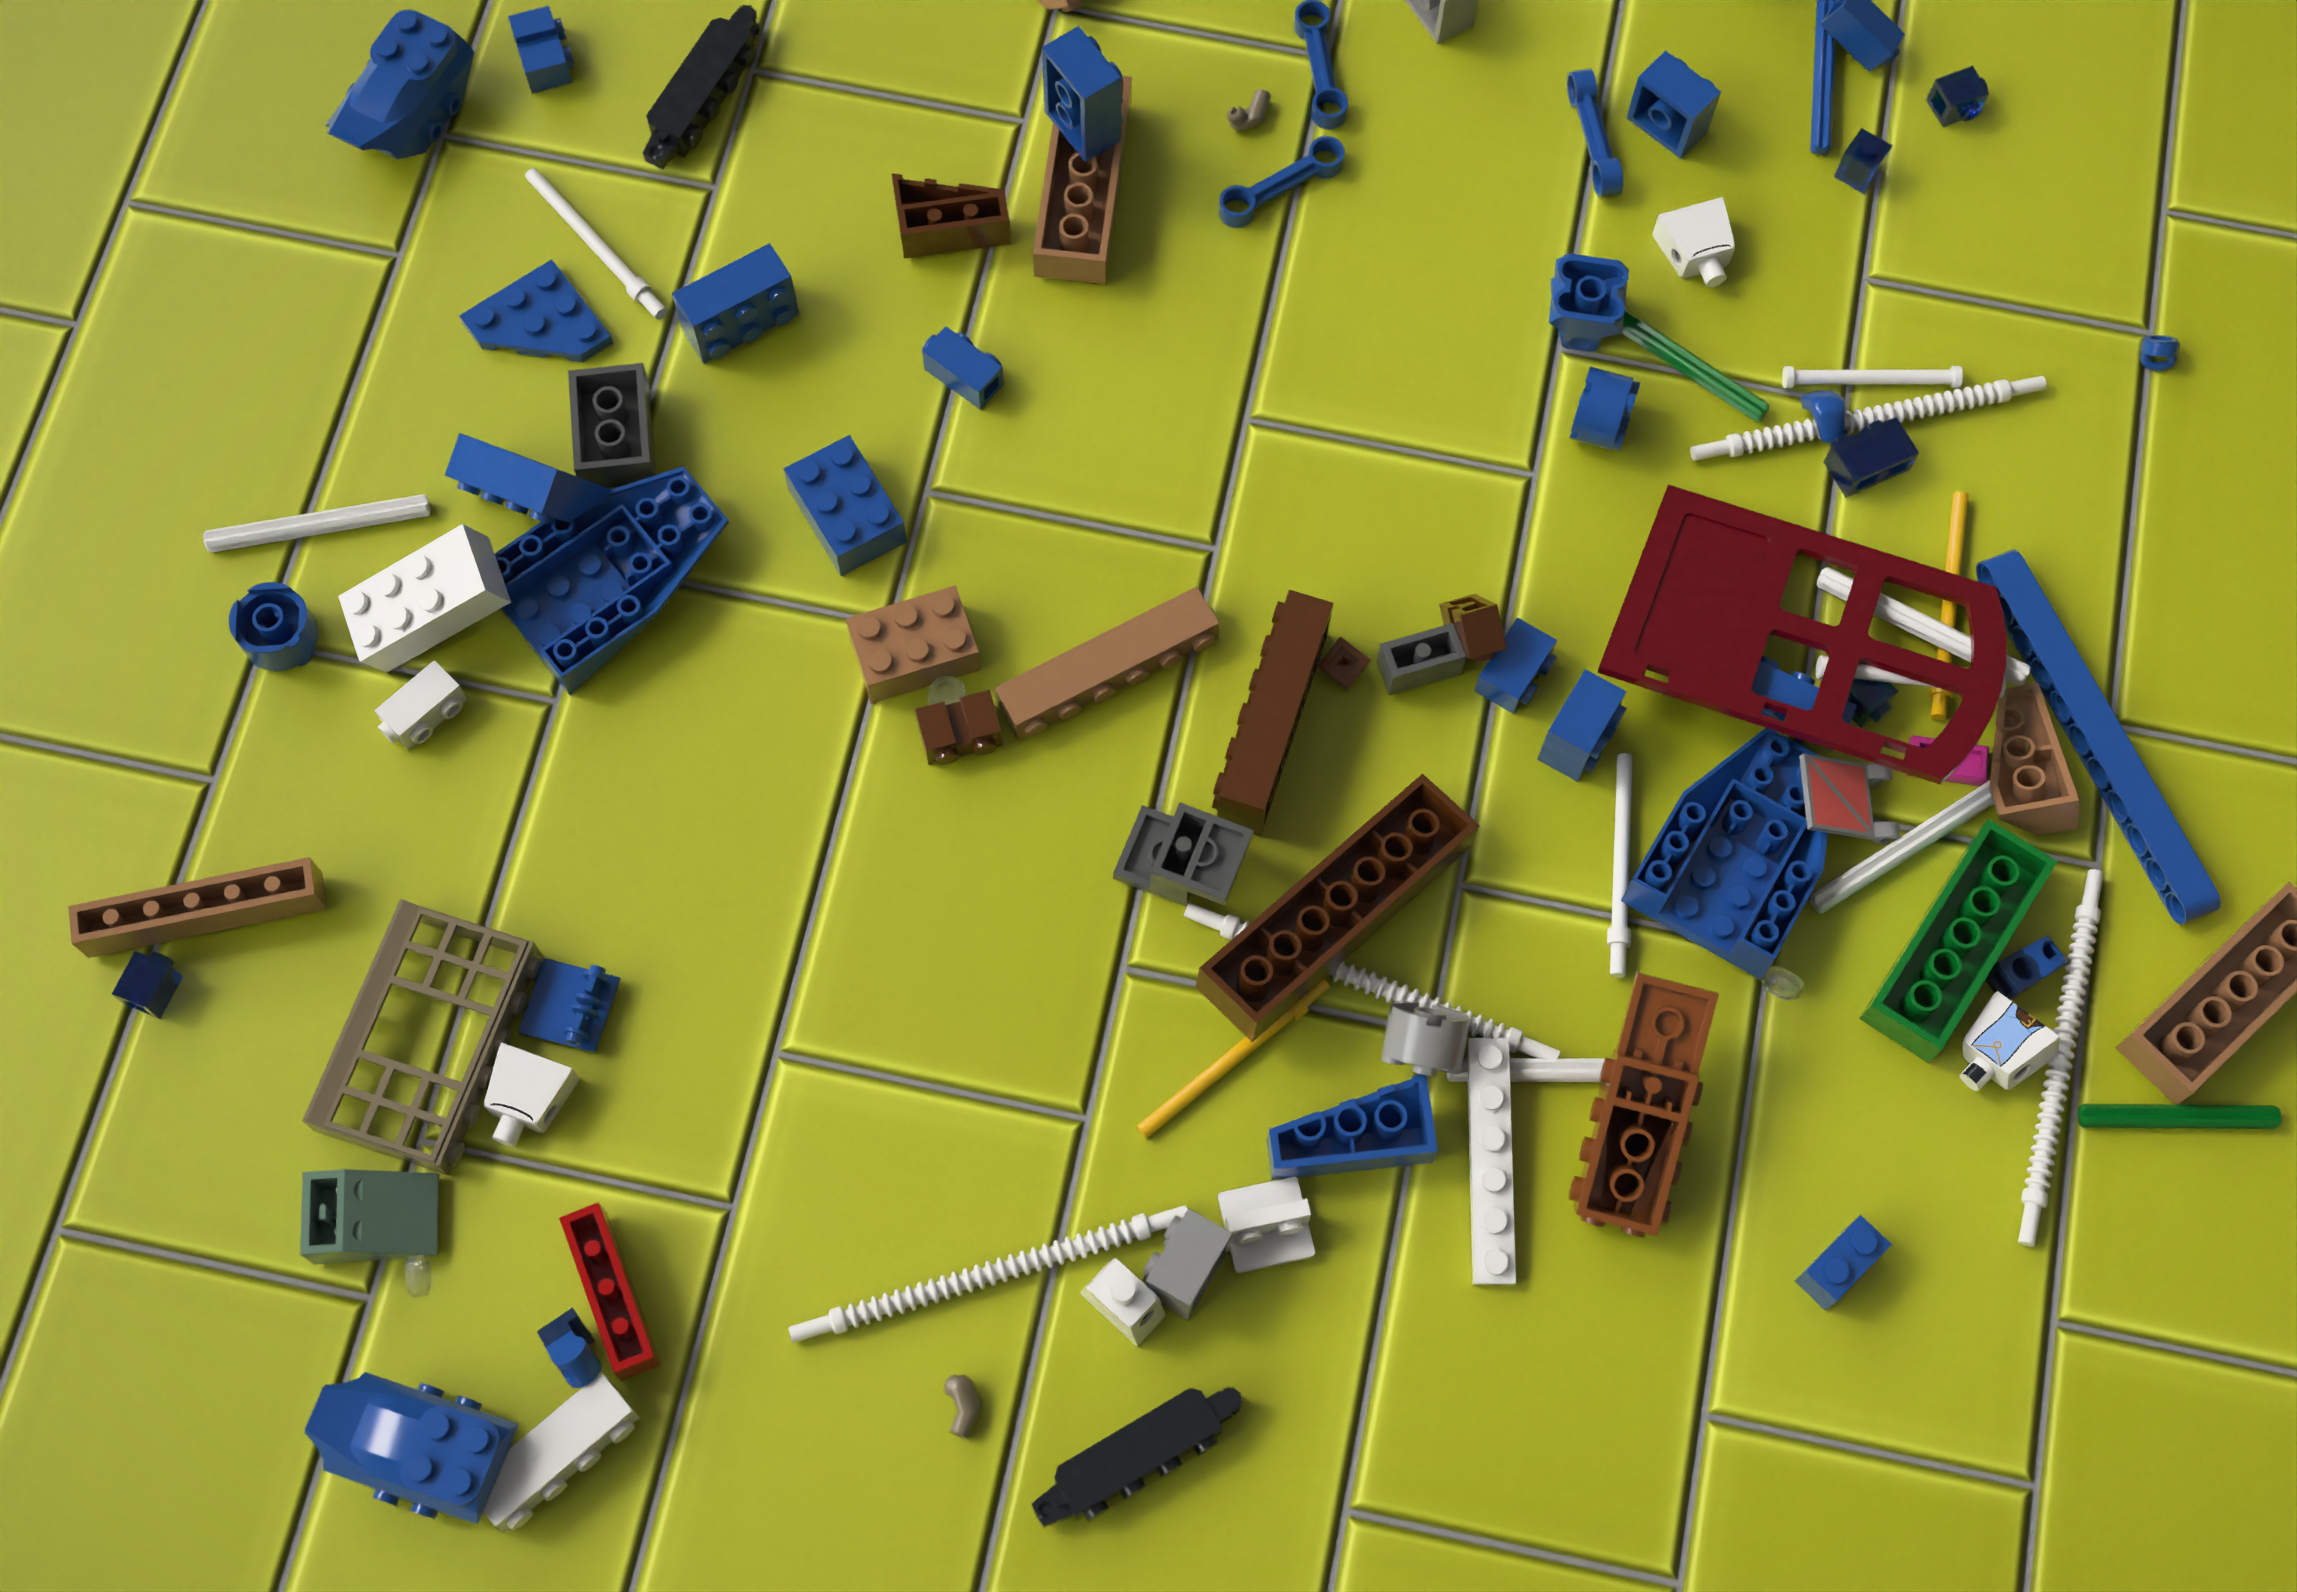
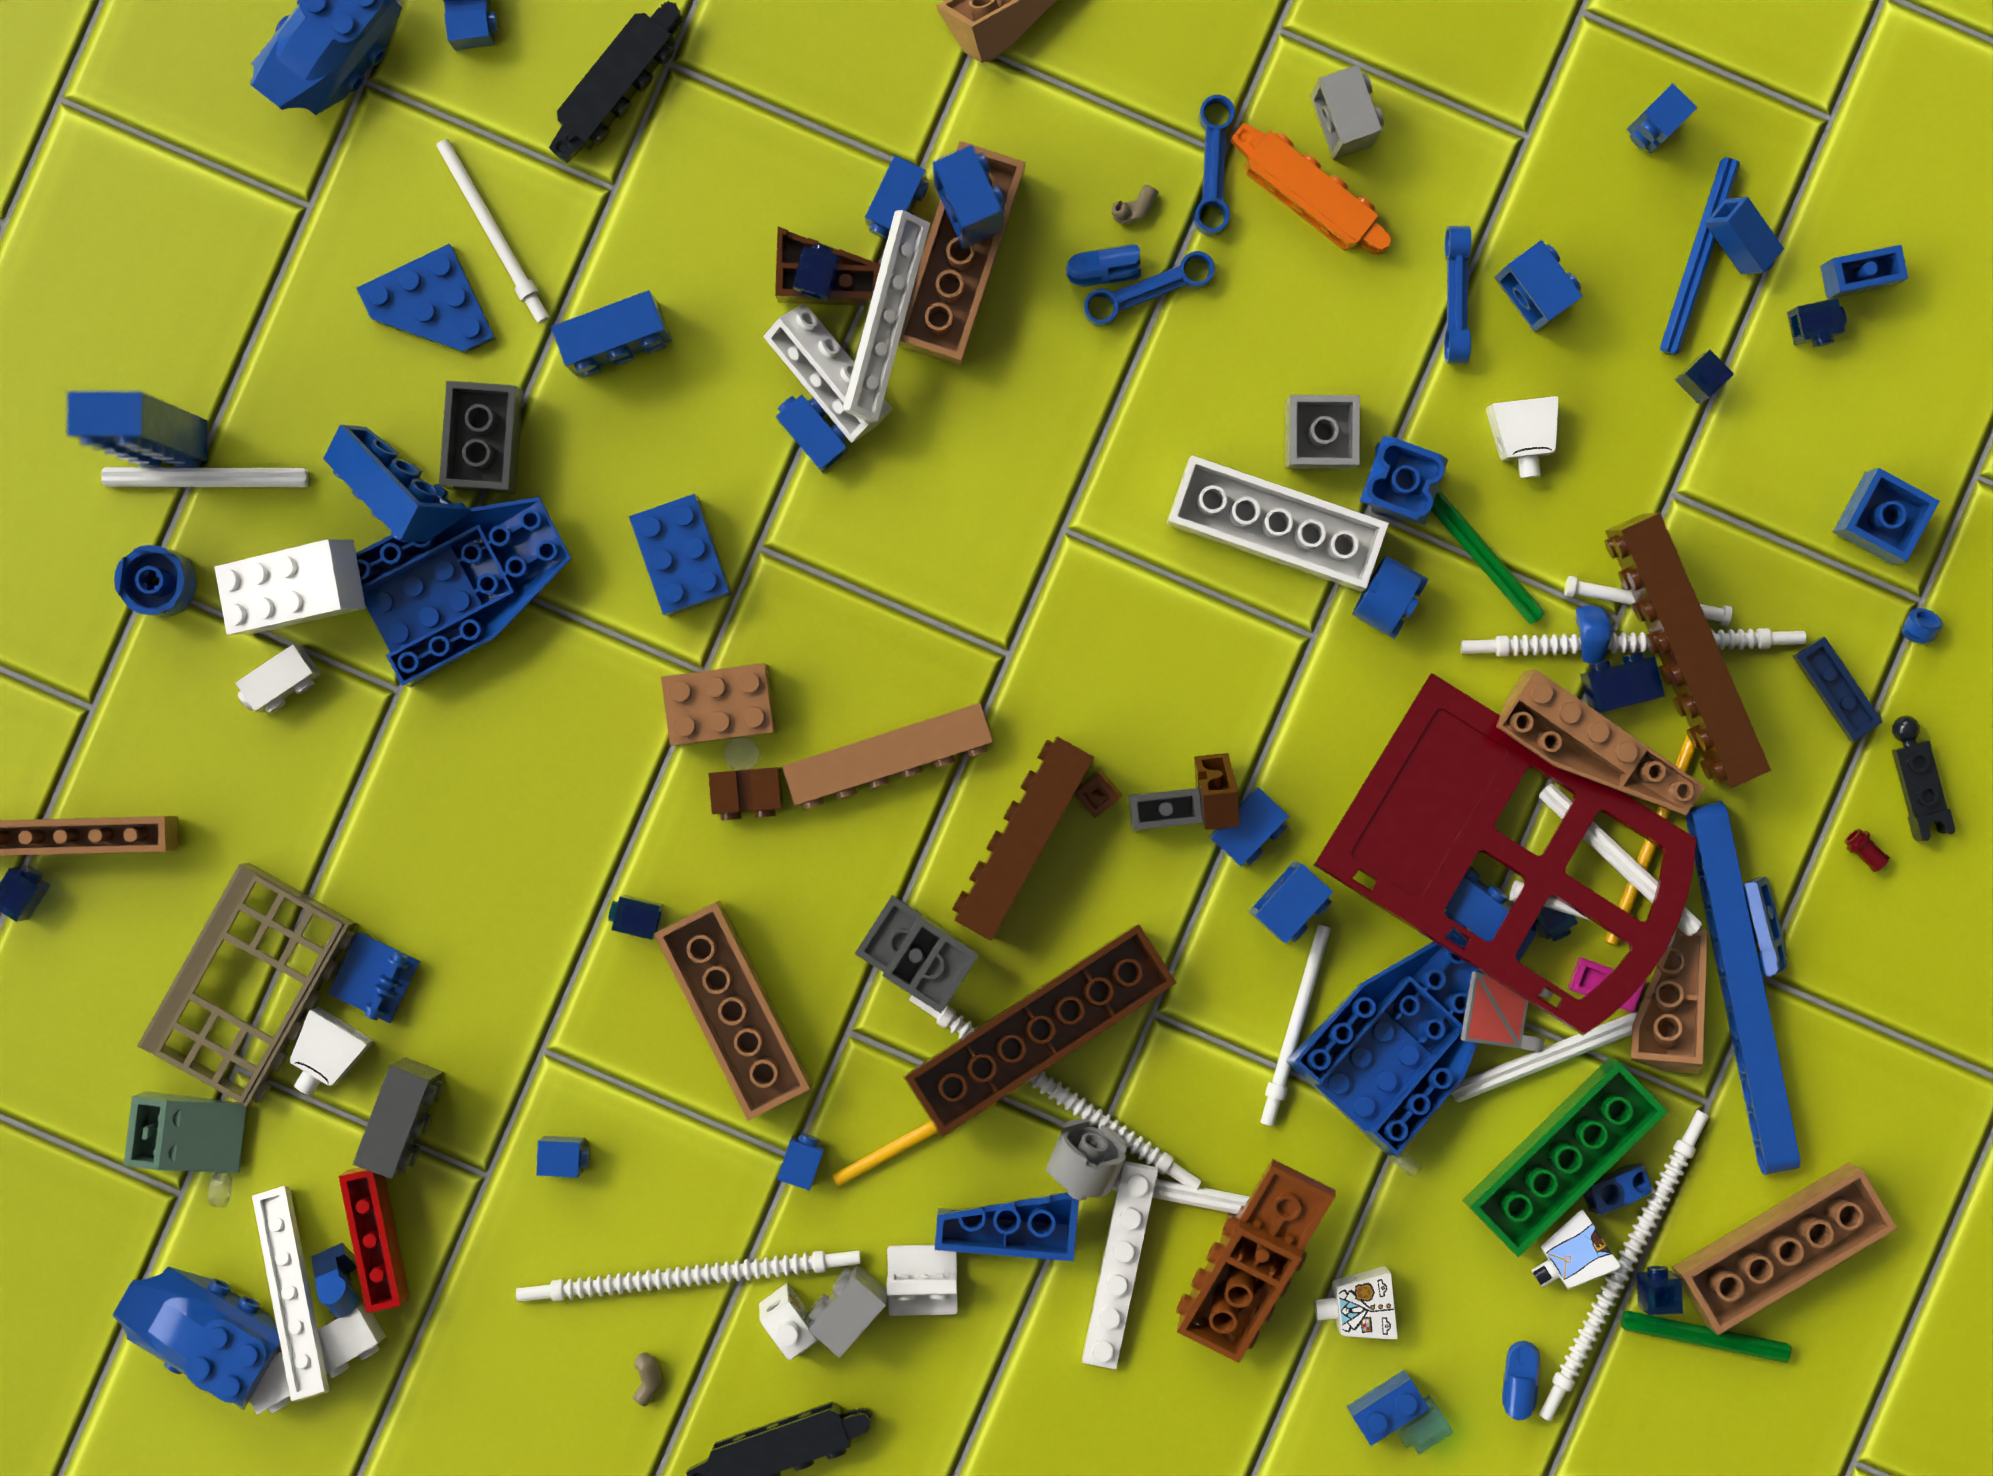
camera: 15 degrees right, 20 degrees up
(243, 442) = (136, 427): none -> brick
(519, 1373) = (290, 1294): none -> white plate
(622, 1143) = (399, 1118): none -> dark grey brick
(818, 1160) = (562, 1156): none -> blue brick
(859, 880) = (635, 916): none -> clear blue brick
(939, 201) = (816, 272): none -> clear blue brick
(969, 304) = (819, 366): none -> white brick
(989, 955) = (734, 1010): none -> medium nougat brick
(1006, 141) = (898, 191): none -> blue brick
(1019, 232) = (886, 316): none -> white plate
(1098, 1113) = (801, 1161): none -> blue brick
(1233, 166) = (1105, 266): none -> blue arm
(1423, 68) = (1310, 191): none -> orange hinge
(1469, 364) = (1277, 523): none -> white brick
(1492, 272) = (1322, 431): none -> light grey brick
(1780, 1153) = (1361, 1305): none -> white torso
(1860, 514) = (1590, 745): none -> medium nougat wedge
(1890, 1277) = (1425, 1429): none -> clear light blue brick
(1928, 396) = (1686, 650): none -> reddish brown brick
(1986, 1202) = (1521, 1380): none -> blue arm
(1991, 40) = (1864, 271): none -> blue brick
(2087, 251) = (1886, 516): none -> blue brick
(2094, 423) = (1837, 689): none -> dark blue plate
(2099, 665) = (1766, 926): none -> blue hinge
(2111, 1067) = (1659, 1291): none -> clear blue brick
(2178, 572) = (1866, 849): none -> dark red pin
(2211, 498) = (1920, 781): none -> black plate

